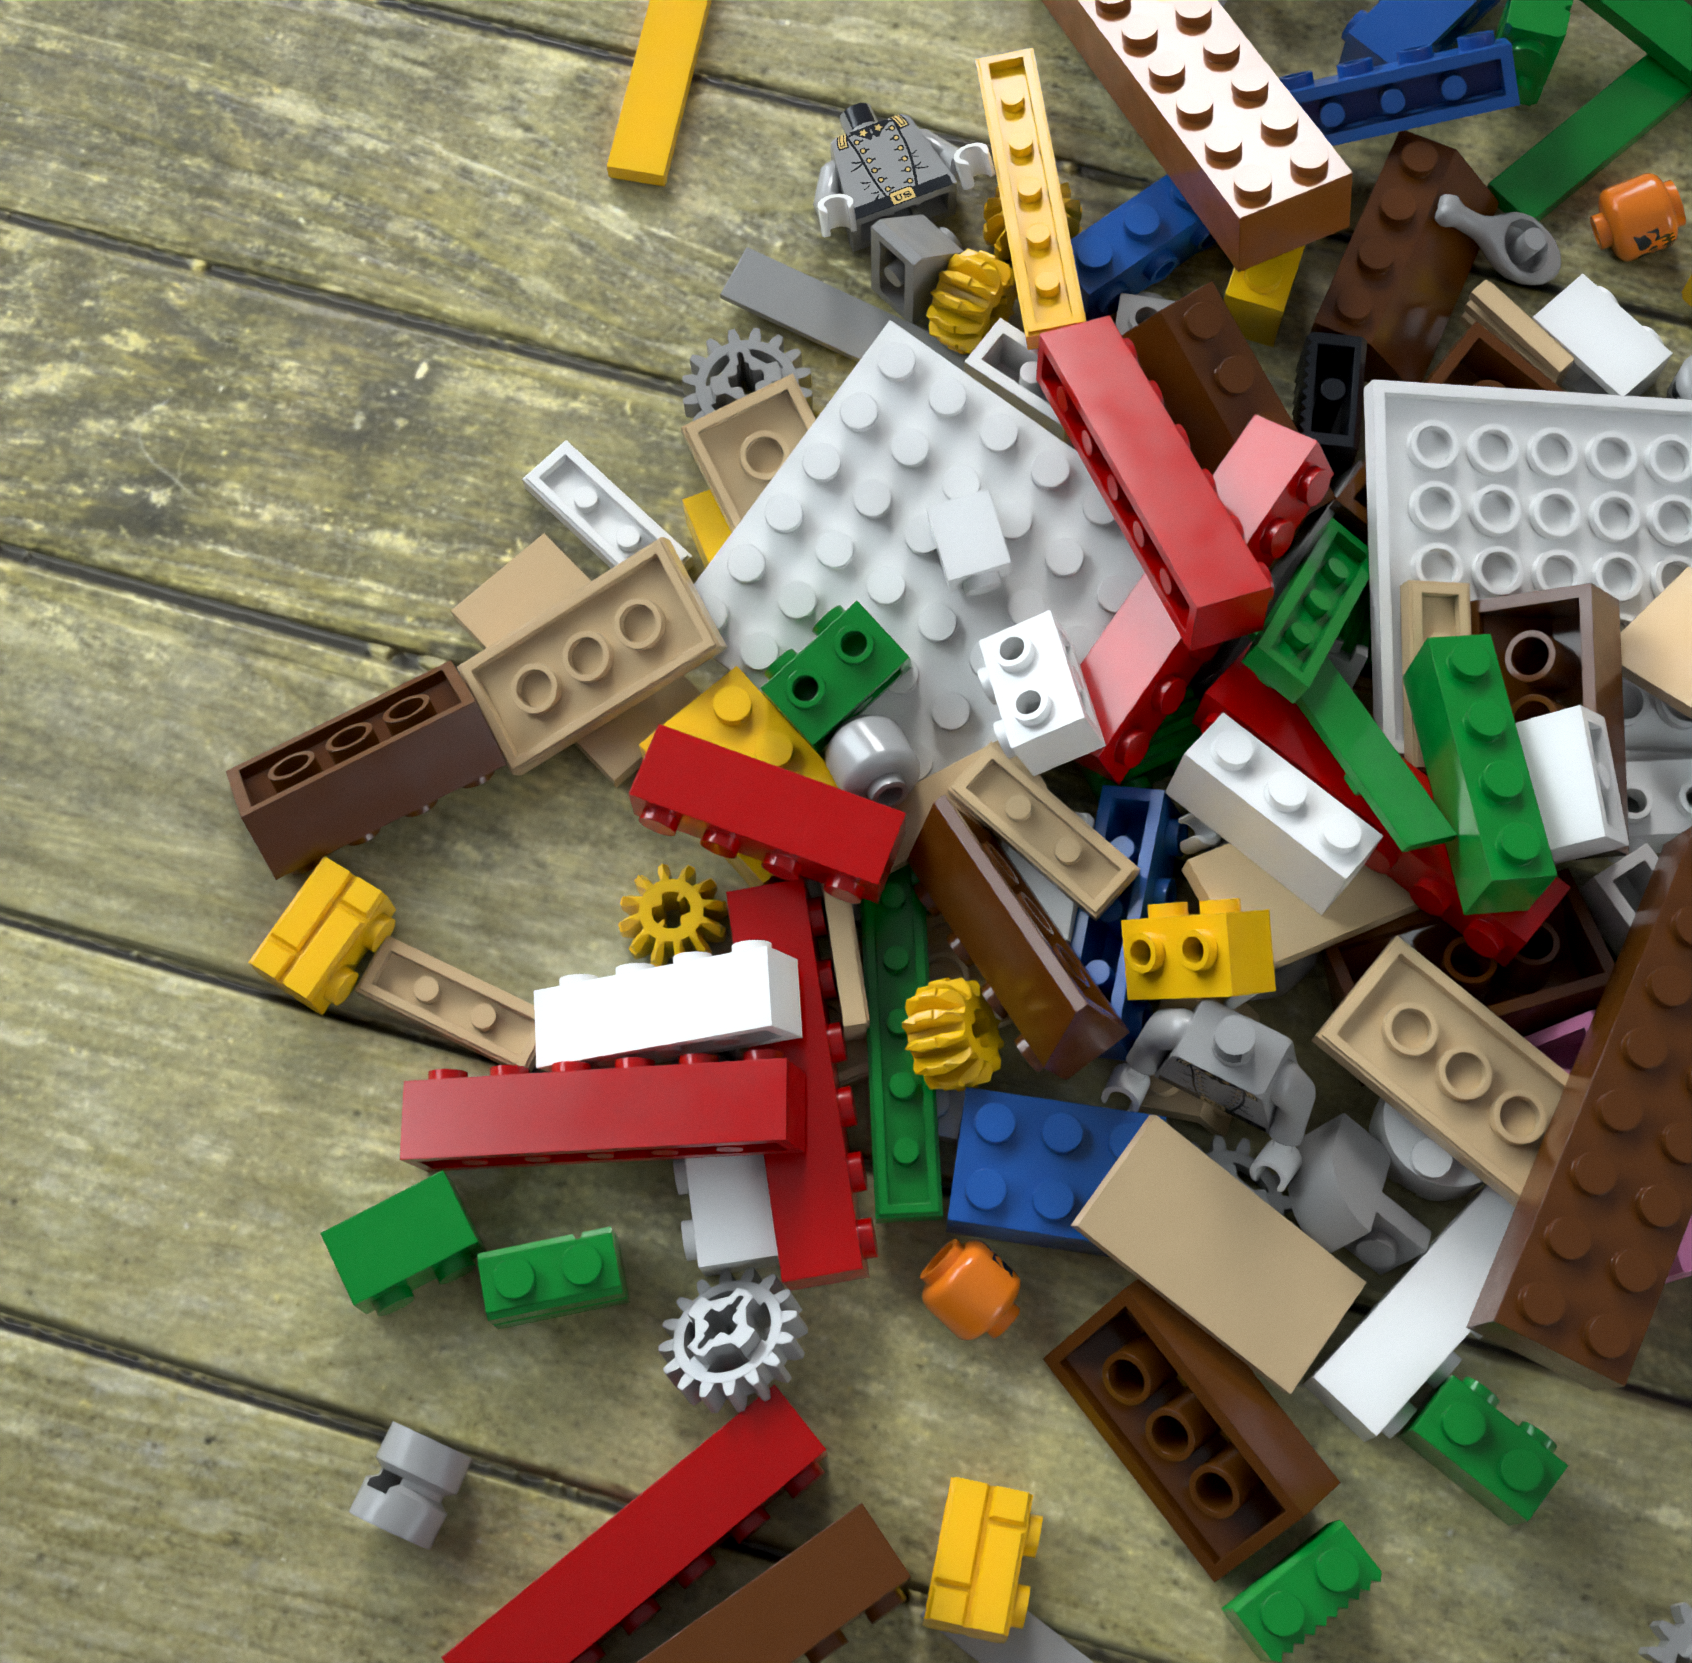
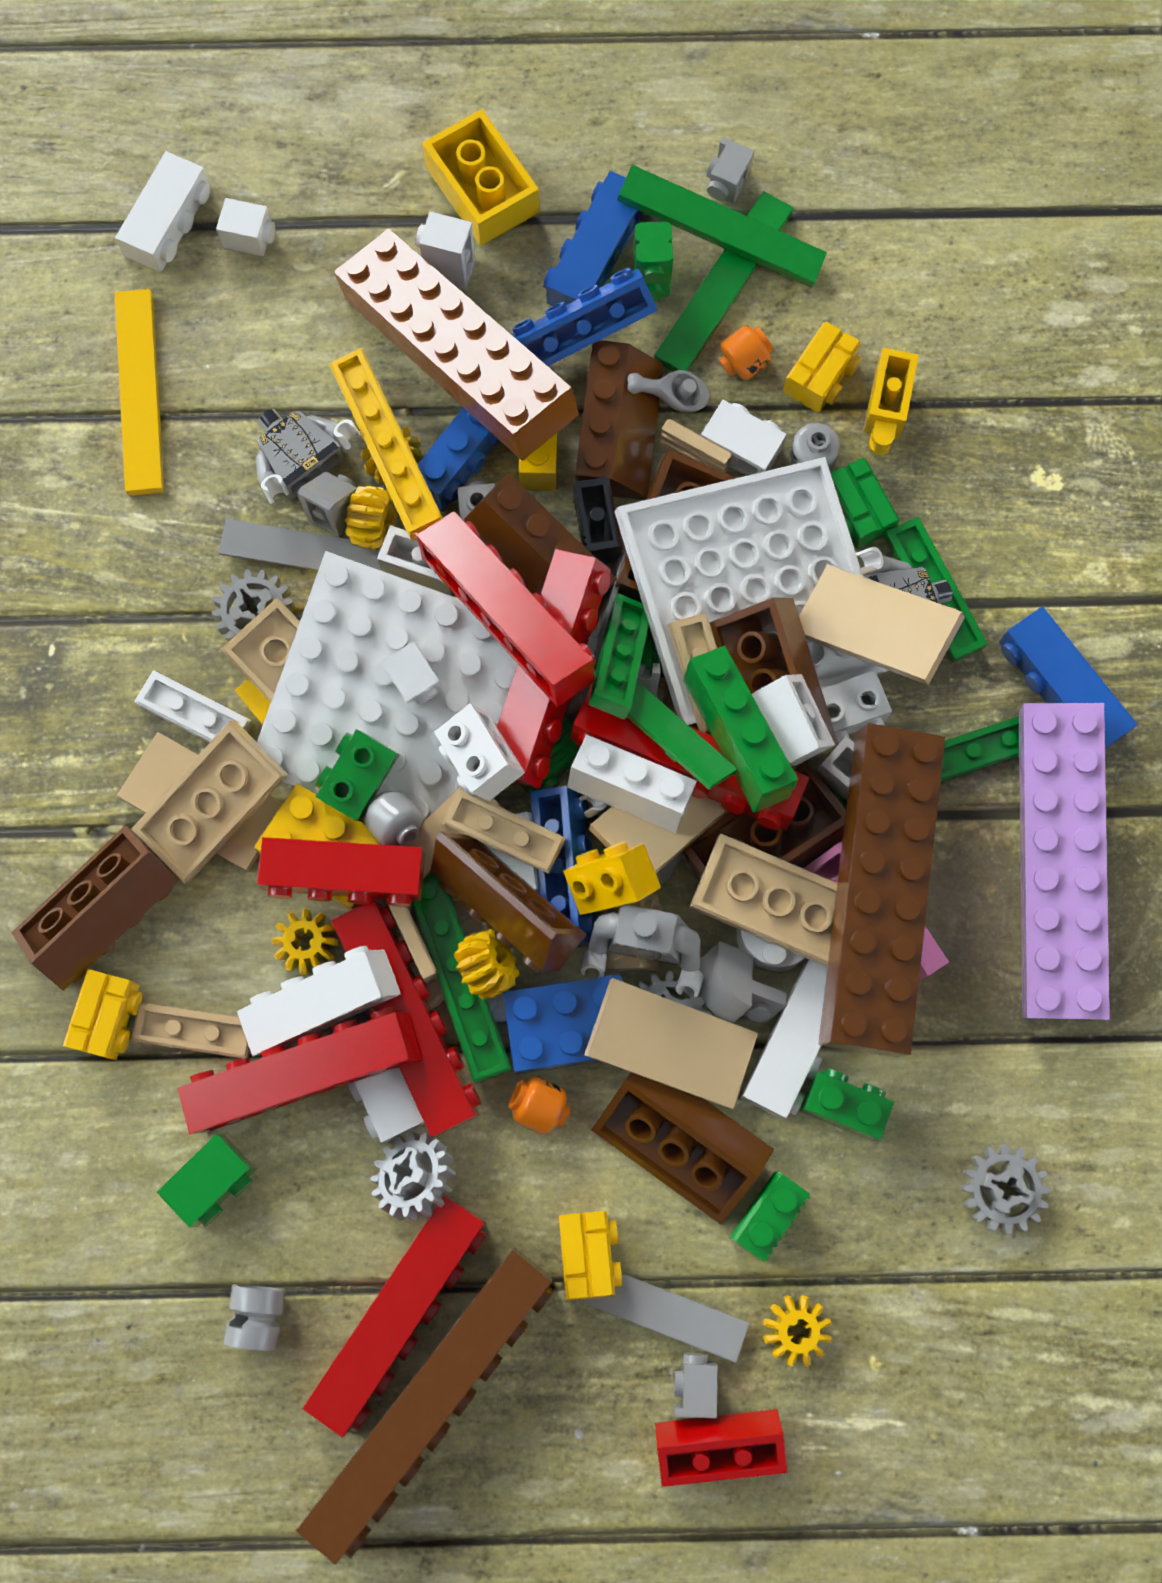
camera: 20 degrees left, 5 degrees up
(552, 1278) = (299, 1173): green brick -> none

